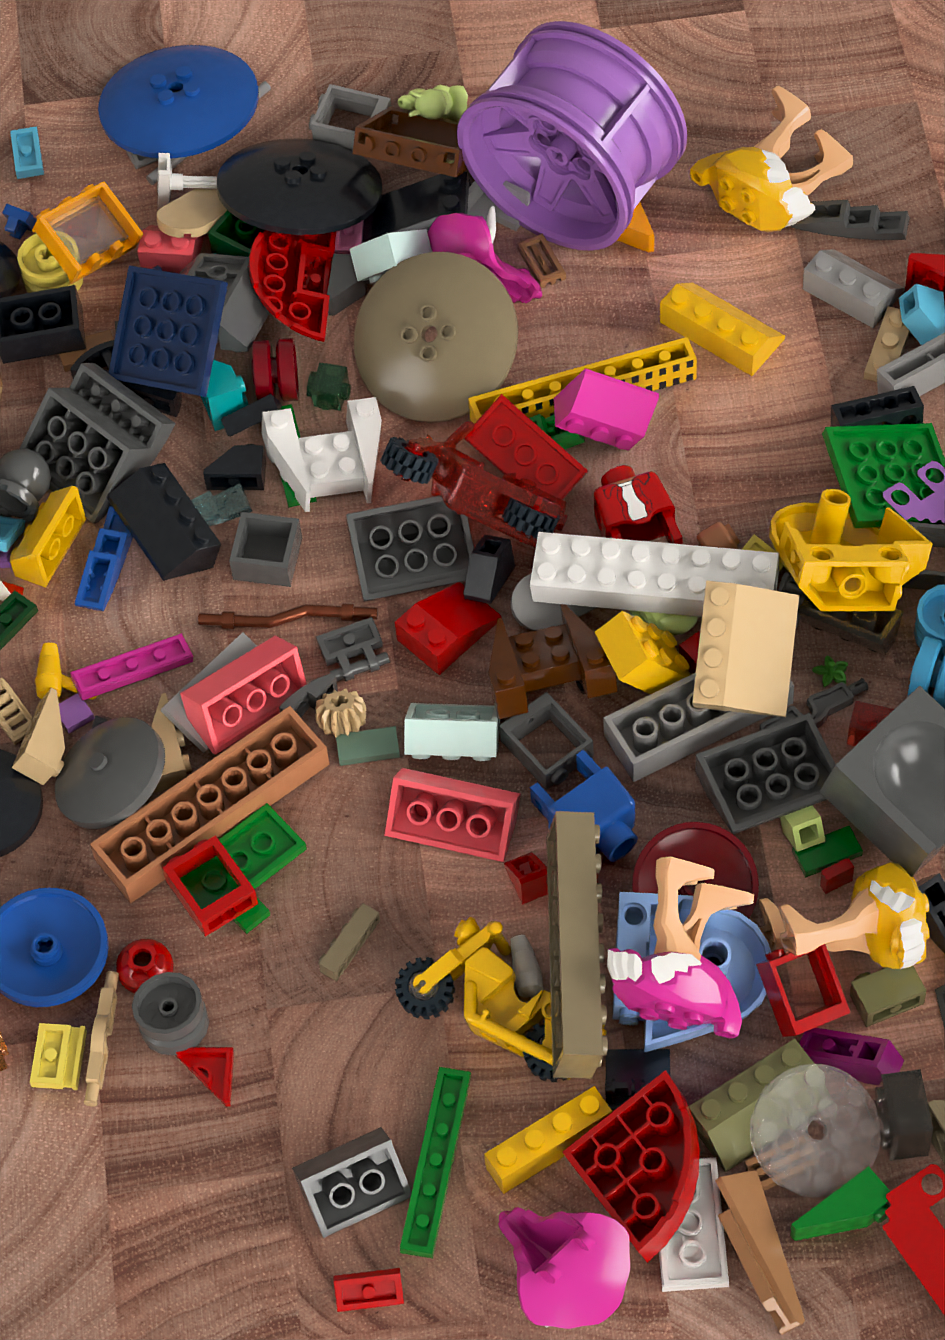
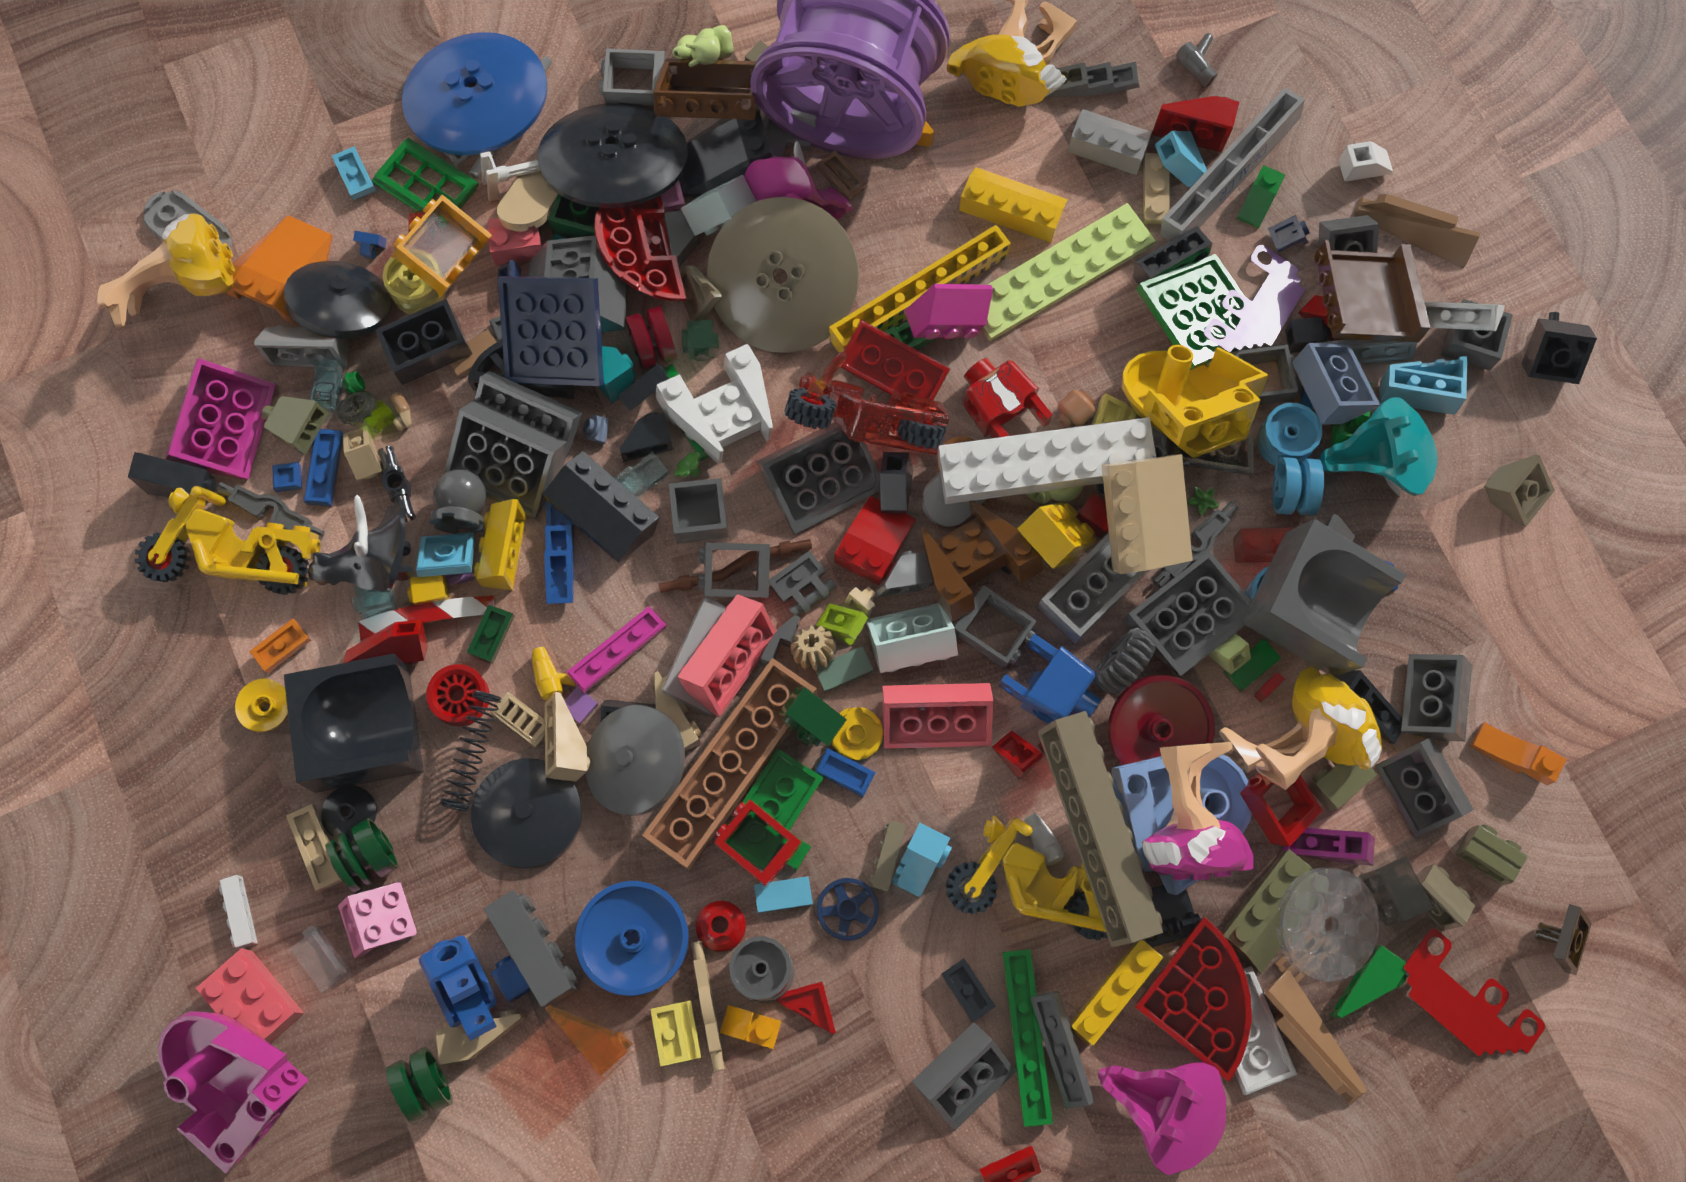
camera: 25 degrees left, 15 degrees up
(109, 156) = (428, 159): none -> green piece
(140, 1073) = (750, 1027): none -> light orange slope
(189, 450) = (596, 429): none -> sand blue plate
(222, 952) = (783, 895): none -> medium azure tile
(273, 506) = (689, 465): none -> bright green plant
(287, 985) = (847, 909): none -> dark blue wheel
(311, 771) = (811, 718): none -> dark green brick
(313, 621) = (762, 569): none -> dark grey window
(333, 849) = (845, 772): none -> blue tile
(341, 338) = (699, 293): none -> dark tan wing
(358, 813) = (859, 735): none -> yellow tile
(382, 942) = (924, 853): none -> medium azure wedge
(384, 699) = (842, 622): none -> lime slope
(387, 1097) = (968, 990): none -> black plate
(408, 682) = (860, 600): none -> tan tile
(464, 665) = (906, 575): none -> dark grey slope
(468, 1179) = (1062, 1049): none -> dark grey plate
(674, 801) = (1124, 661): none -> dark grey gear
(752, 405) = (1065, 269): none -> yellowish green plate

